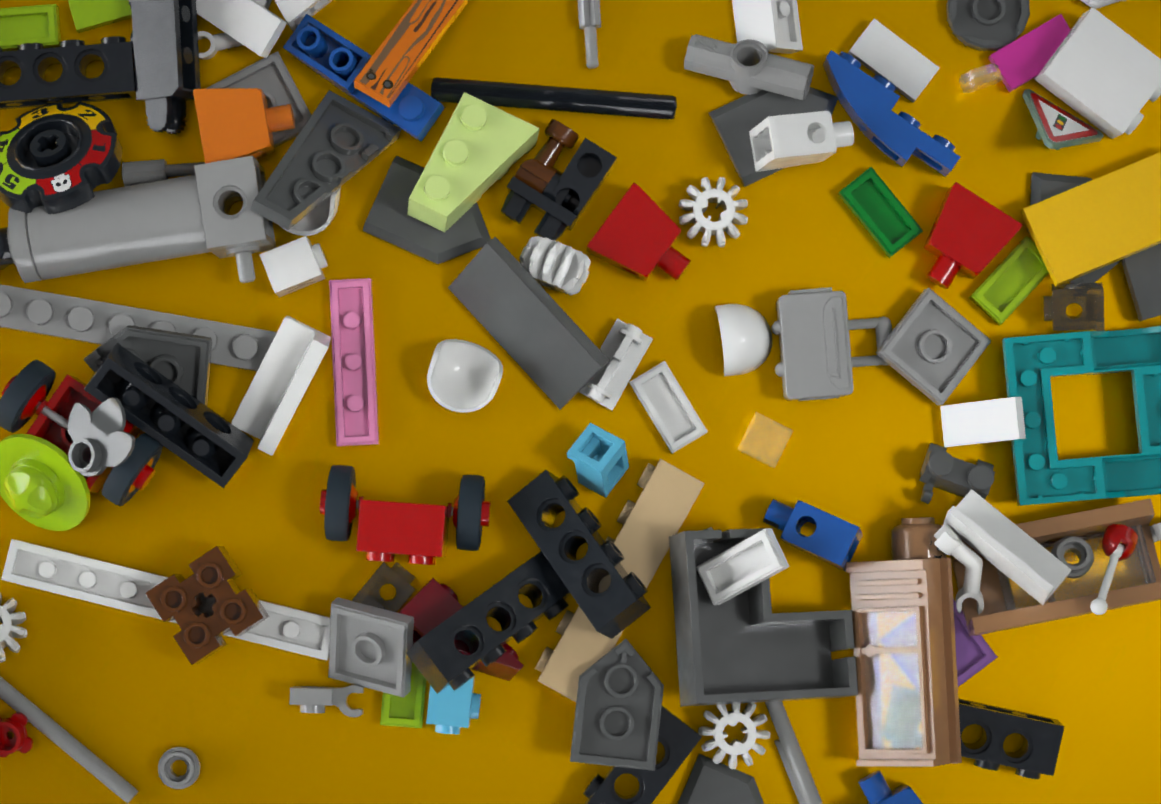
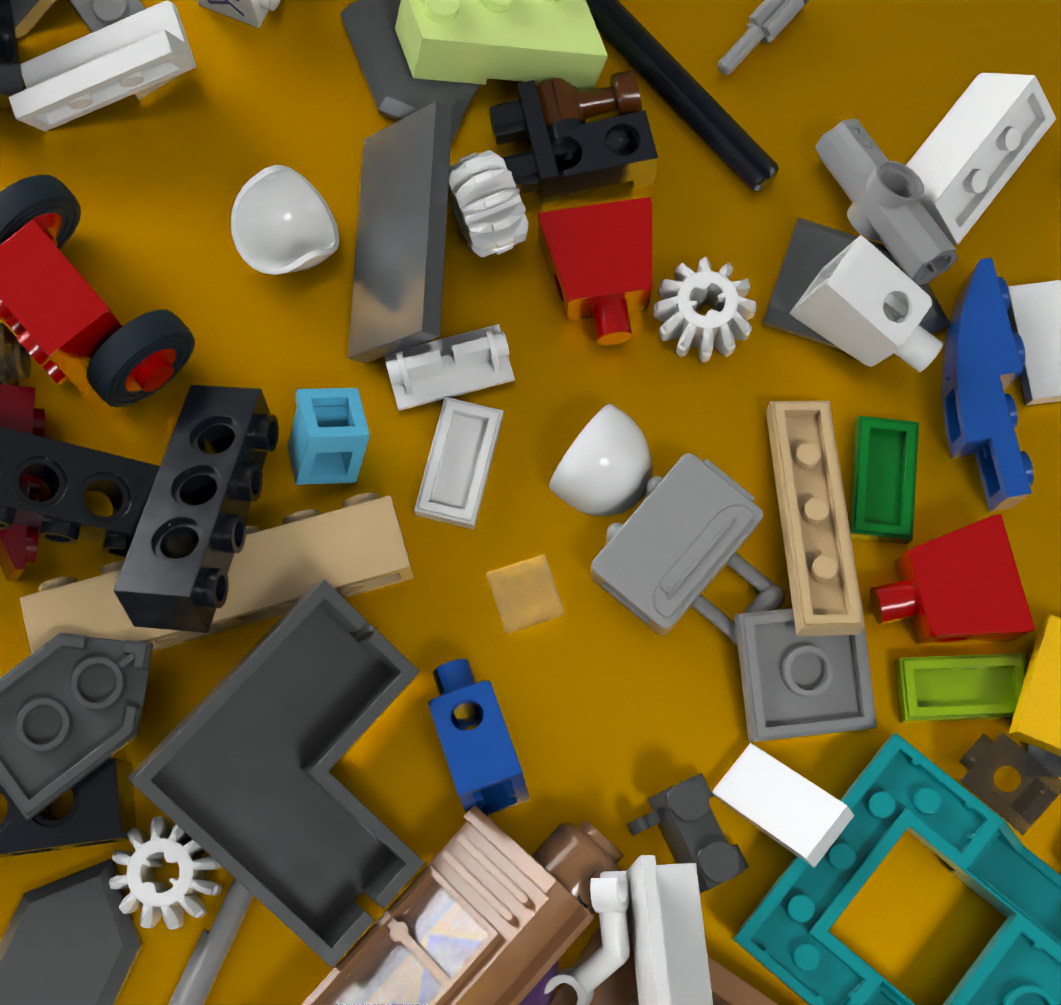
camera: 45 degrees right, 10 degrees down
(354, 362) = (198, 124): bright pink tile -> none
(742, 566) = (351, 687): white tile -> none
(867, 267) = (814, 519): none -> tan tile

